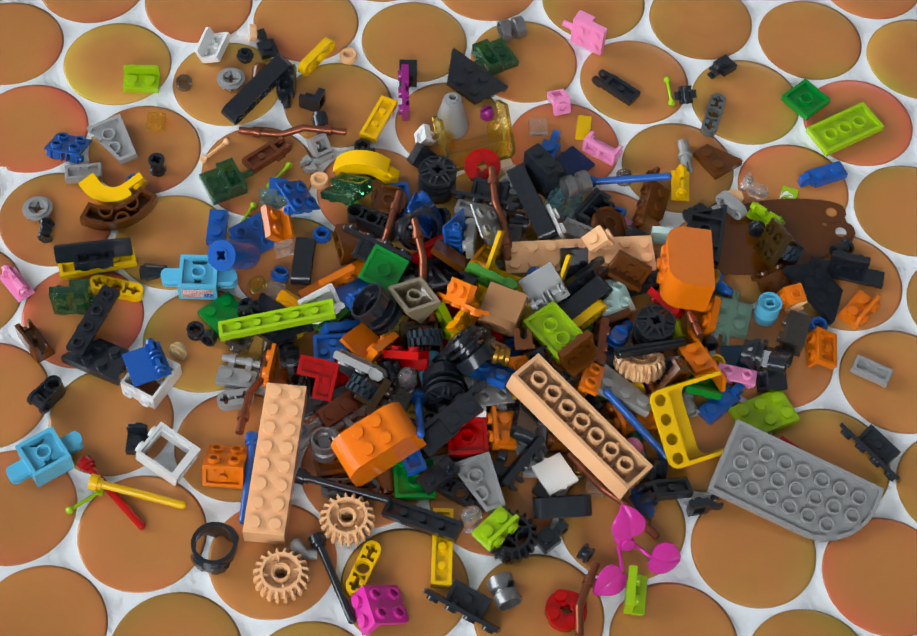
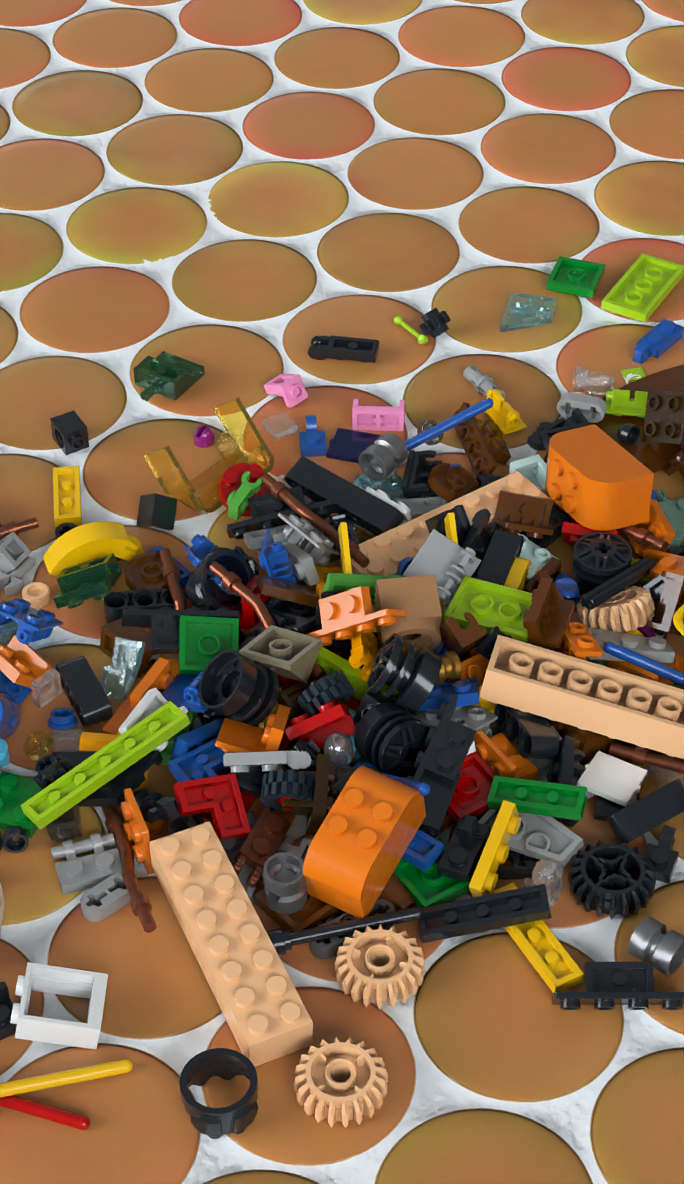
camera: 25 degrees left, 15 degrees down
(224, 466) = (156, 985): orange bracket -> none
(251, 442) = (172, 935): blue piece -> none
(299, 548) = (331, 1030): light grey arm -> none
(318, 541) = (359, 1014): black piece -> none
(322, 230) = (87, 648): blue plate -> none
(330, 260) = (121, 675): none -> clear light blue slope
(362, 559) = (440, 1029): yellow beam -> none
(378, 606) = (504, 1053): dark pink bracket -> none
(403, 92) = (86, 450): magenta wing -> none
(424, 135) = (141, 485): white tile -> none
(437, 177) = (197, 513): black wheel -> none
(452, 485) = (495, 850): none -> yellow plate
(453, 115) = (164, 432): light grey cone -> none
(468, 174) = (238, 499): none -> bright green plate
(471, 79) = (158, 407): black wing -> none
(495, 467) = (539, 797): none -> green plate
(495, 528) = (592, 872): lime bracket -> none
(512, 29) = (169, 336): flat silver wheel -> none
(543, 169) = (332, 450): black slope -> none
(583, 127) = (336, 406): yellow sticker -> none
(587, 32) = (269, 304): bright pink plate -> none
(597, 239) = (461, 492): light nougat bracket -> none
(713, 109) = (481, 340): dark grey beam -> none
(716, 161) = (523, 375): reddish brown wing -> none
(722, 66) = (453, 282): black plate -> none
(746, 239) = (628, 433): none -> black hinge
(753, 112) = (527, 311): none -> clear light blue wing
(756, 228) = (631, 415): black bush -> none

